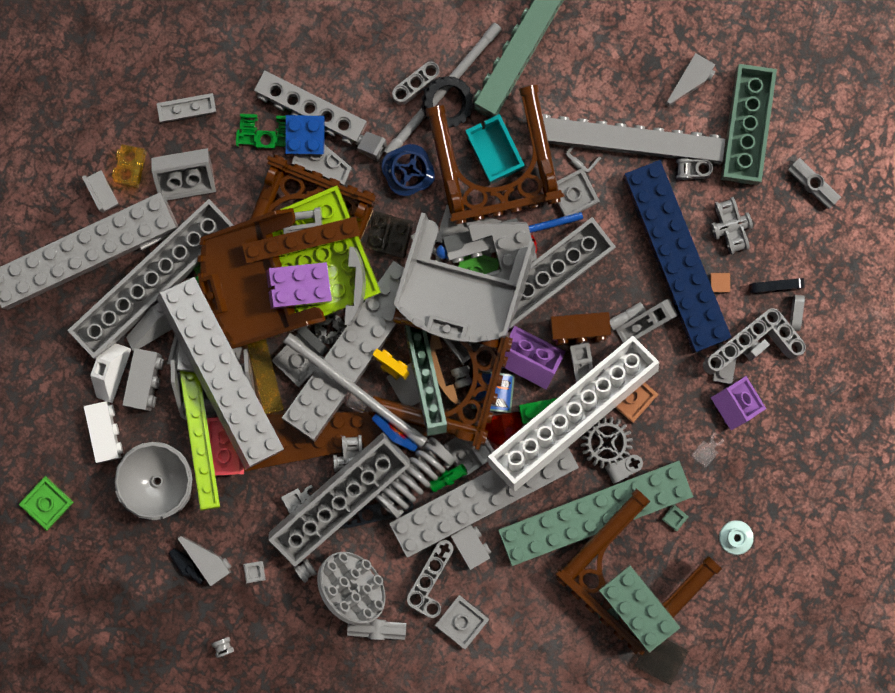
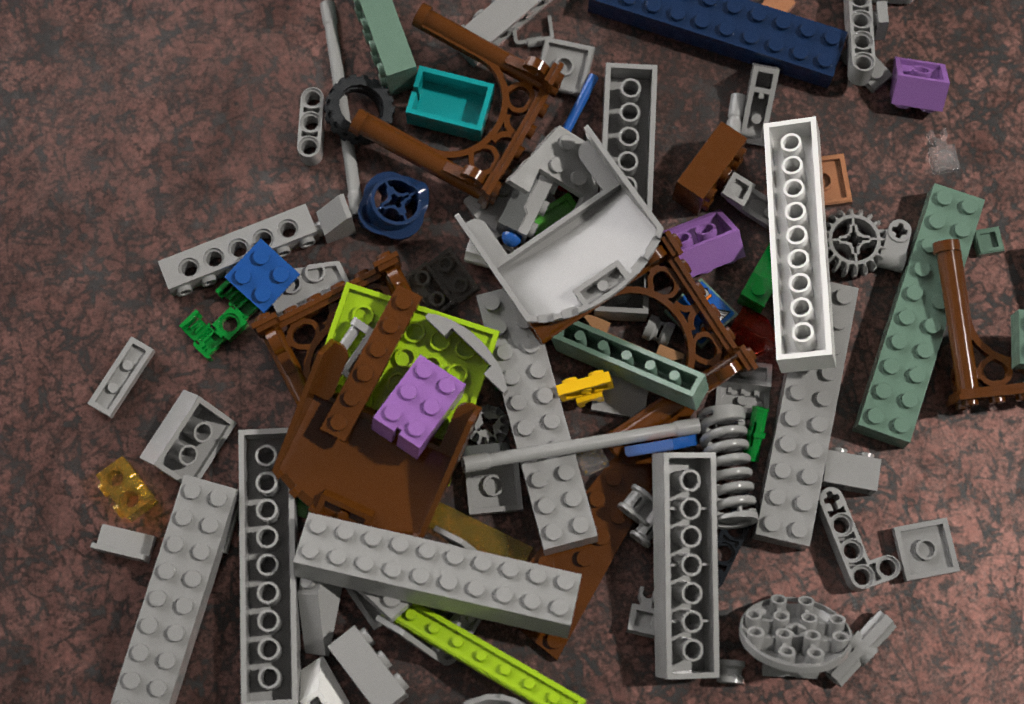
camera: 50 degrees left, 10 degrees down
(224, 455) = (530, 647): coral plate -> none

